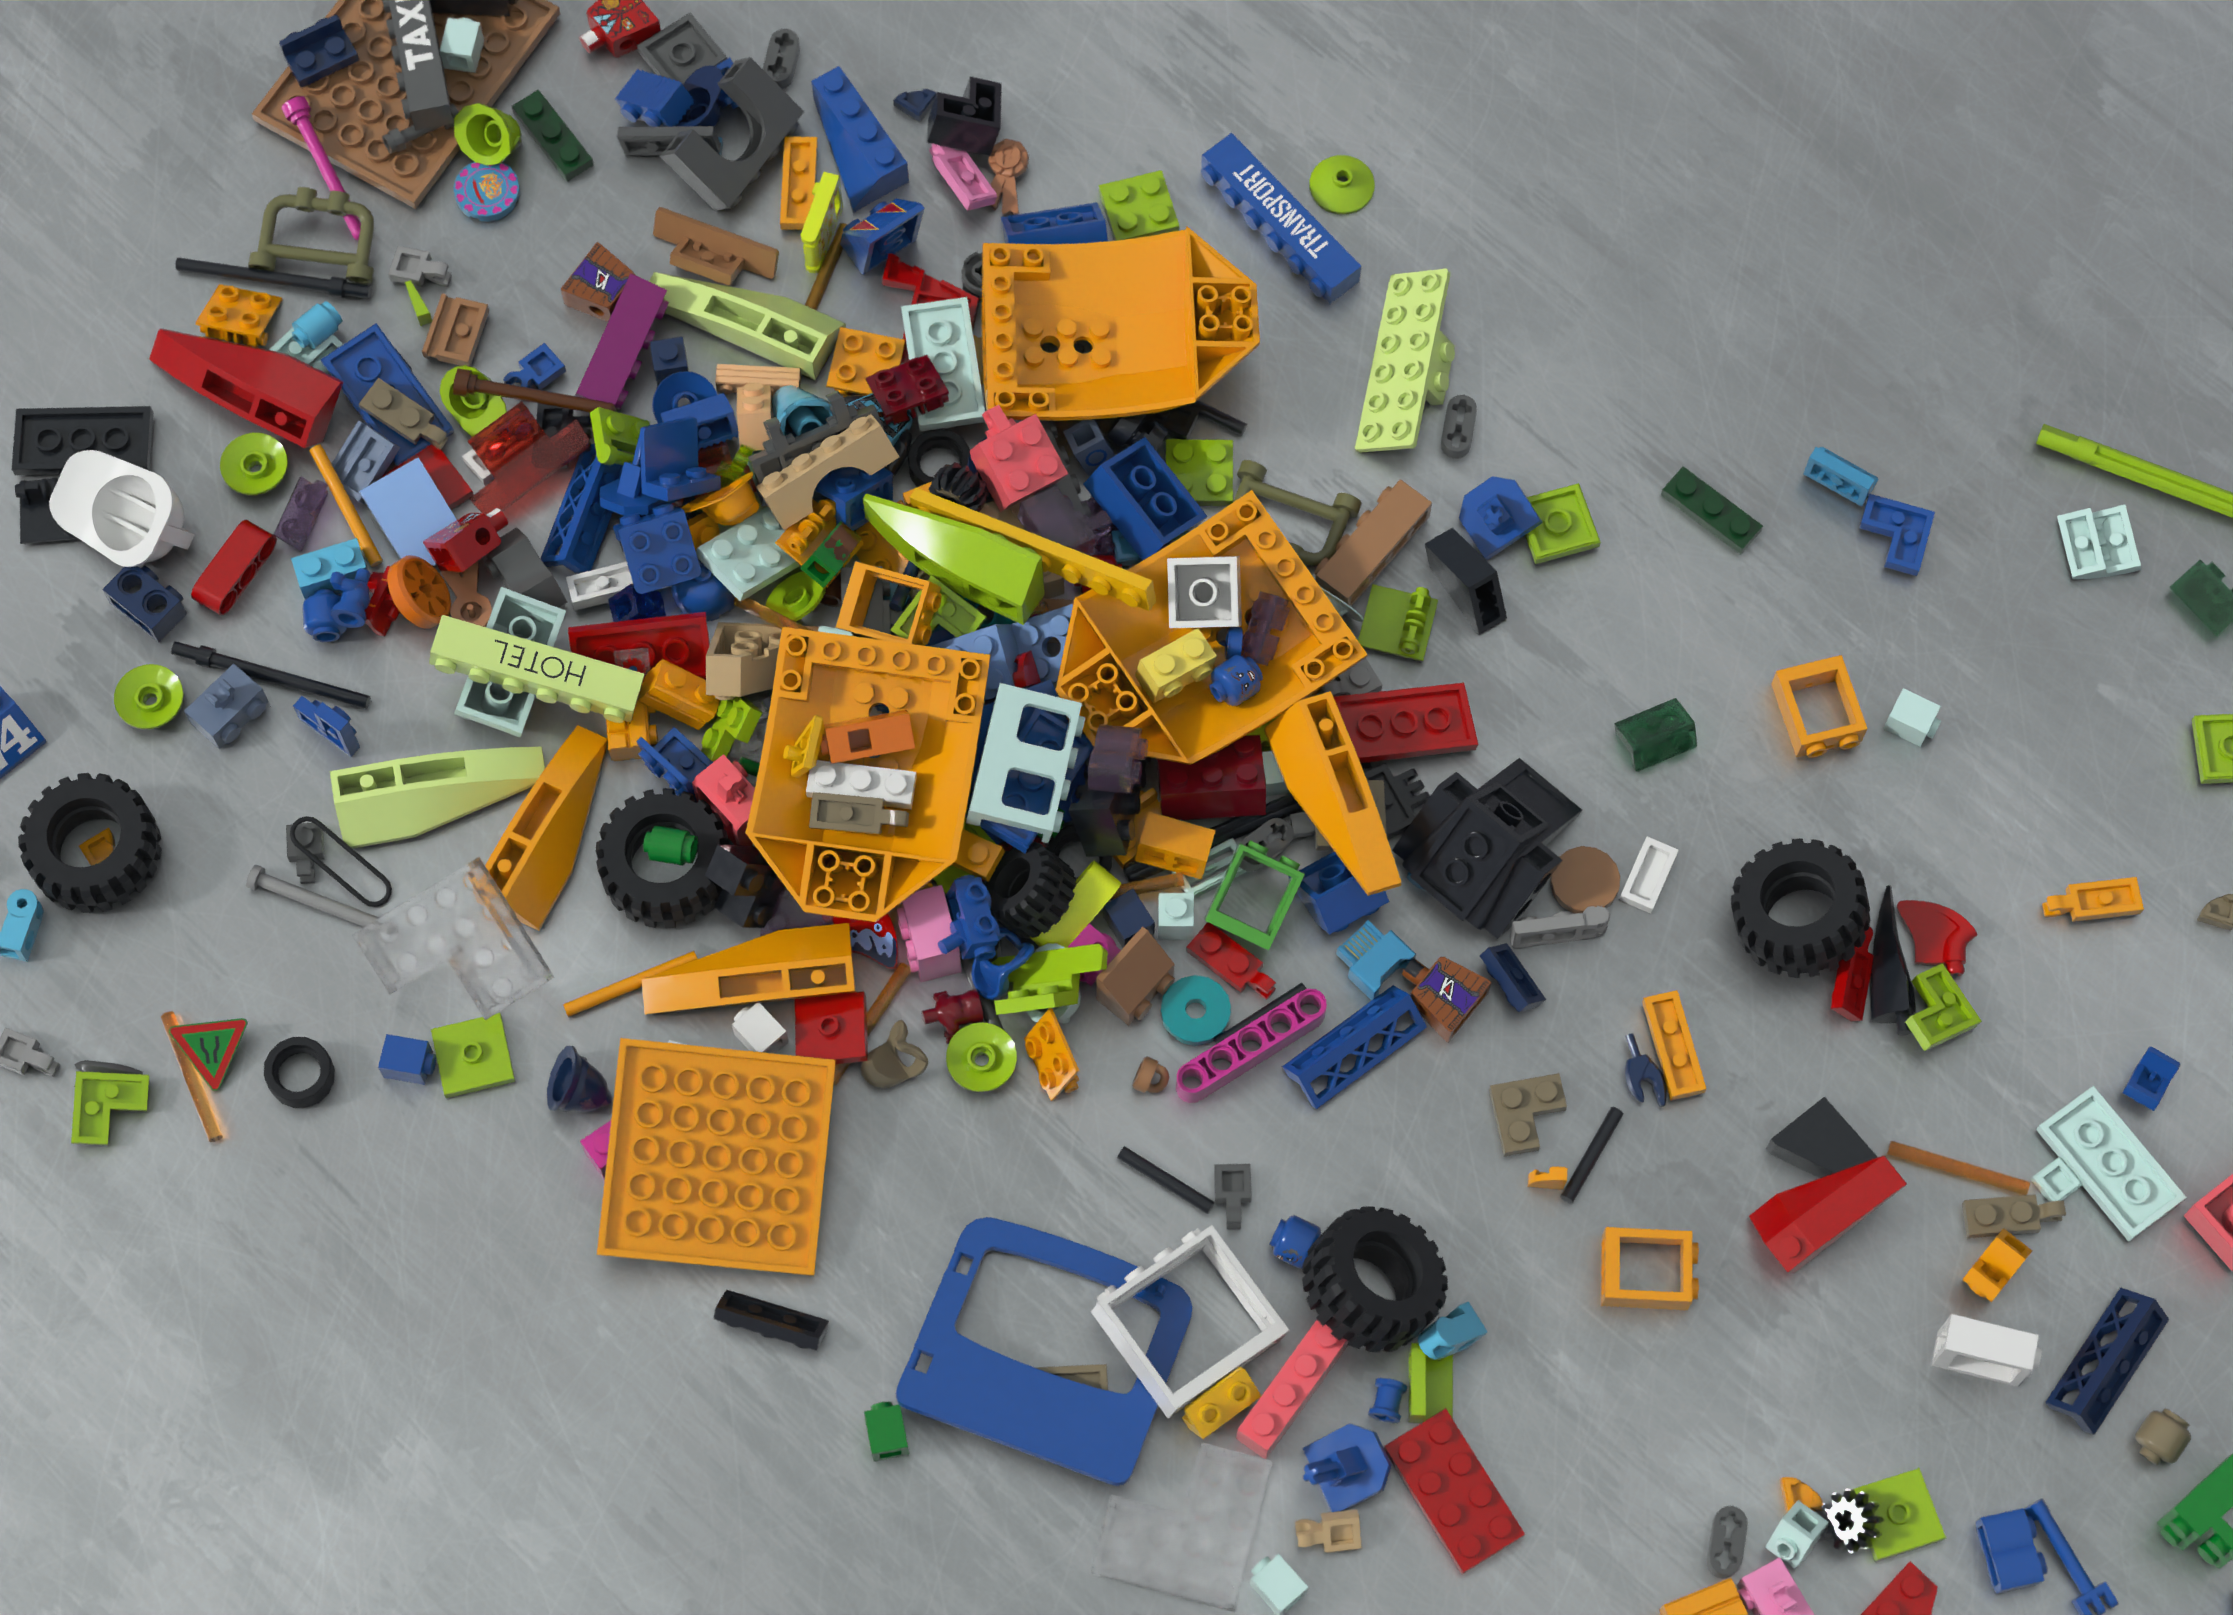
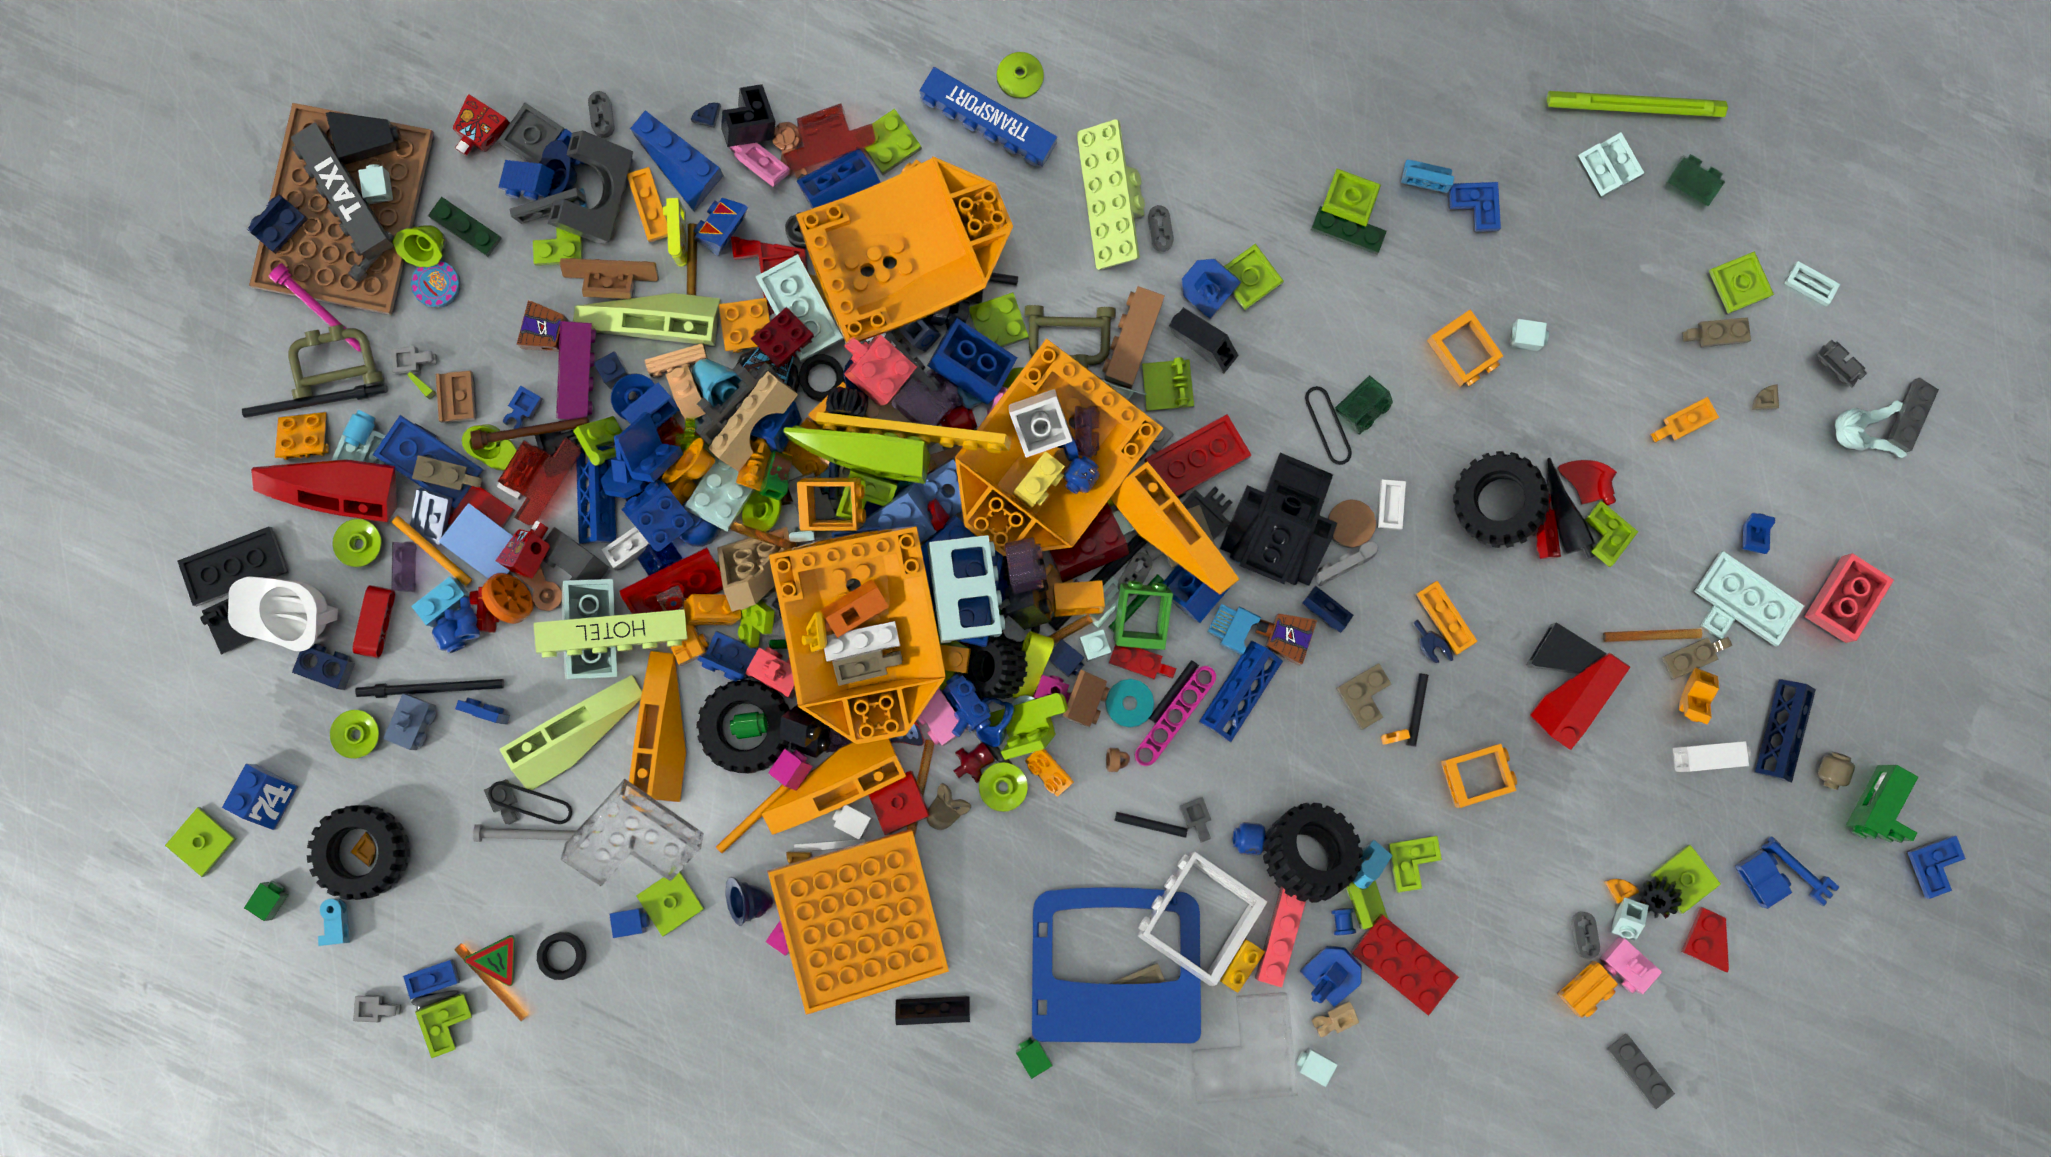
camera: 20 degrees left, 15 degrees up
(114, 1042) = (431, 979): none -> blue plate
(646, 197) = (552, 250): none -> lime plate
(704, 929) = (790, 768): none -> dark pink brick
(1060, 175) = (827, 137): none -> clear red plate
(1250, 886) = (1137, 602): none -> green bar
(1508, 1344) = (1407, 857): none -> lime plate
(1612, 746) = (1319, 429): none -> black piece
(1728, 468) = (1351, 197): none -> lime plate
(2181, 803) = (1720, 332): none -> dark tan plate

